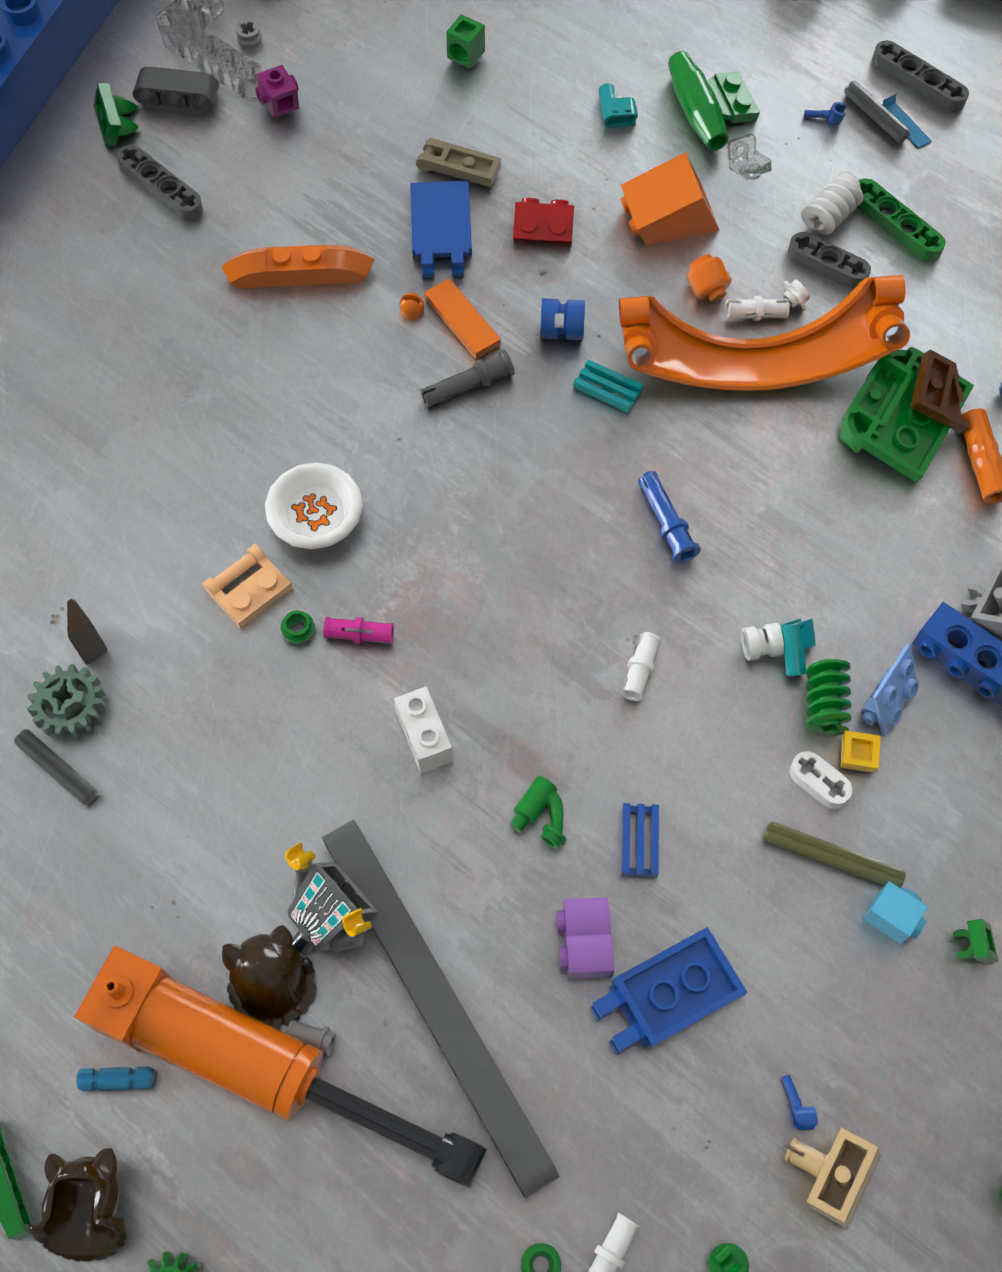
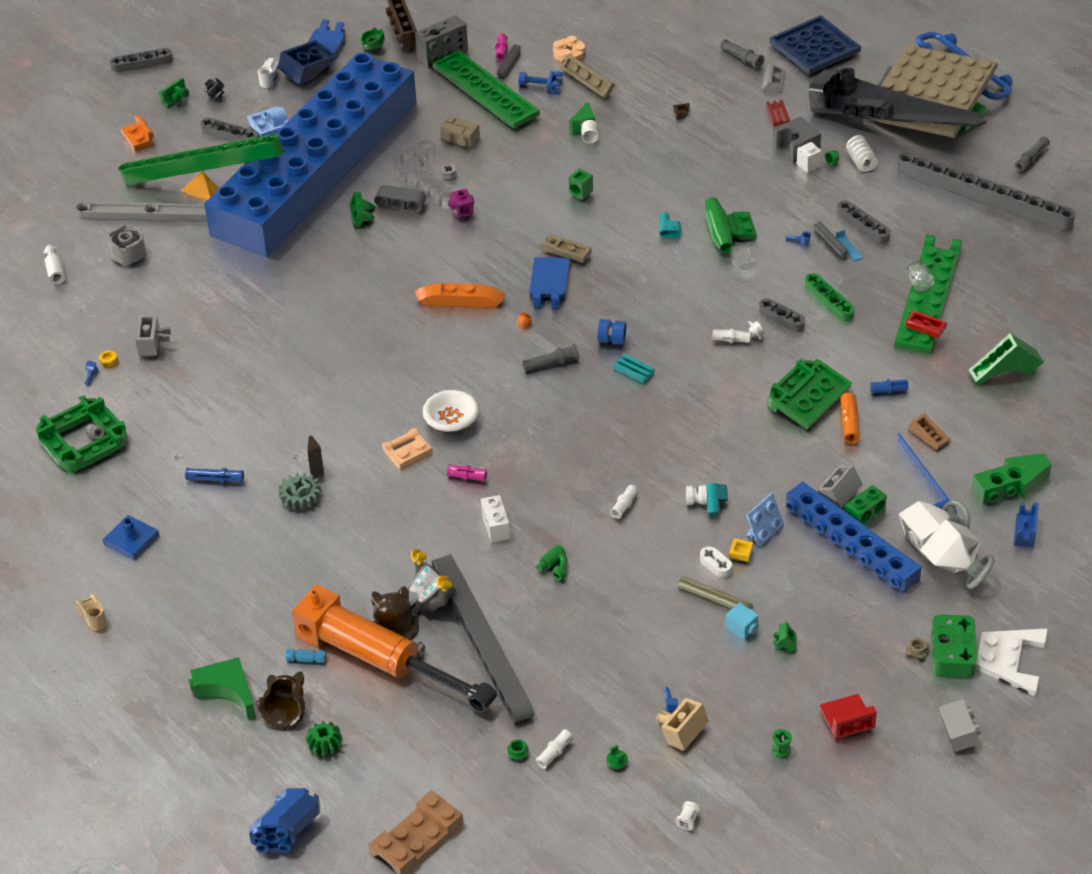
camera: 10 degrees right, 20 degrees down
(56, 767) = (288, 520): dark grey axle -> none
(163, 179) = (399, 262): dark grey beam -> none
(297, 618) = (432, 468): green plate -> none
(462, 318) = (553, 328): orange tile -> none
(543, 221) = (611, 282): red bracket -> none
(587, 938) = (568, 617): medium lavender brick -> none
(640, 810) = (609, 568): blue tile -> none
(668, 203) = (689, 277): orange slope -> none
(670, 992) = (608, 646): blue tile -> none
(673, 528) = (656, 438): blue pin -> none
(709, 278) = (704, 317): orange head -> none
(822, 349) = (689, 357): orange panel -> none
(826, 697) = (727, 522): green piece -> none
(833, 203) = (789, 284): white piece -> none
(938, 391) = (826, 381): reddish brown wing -> none

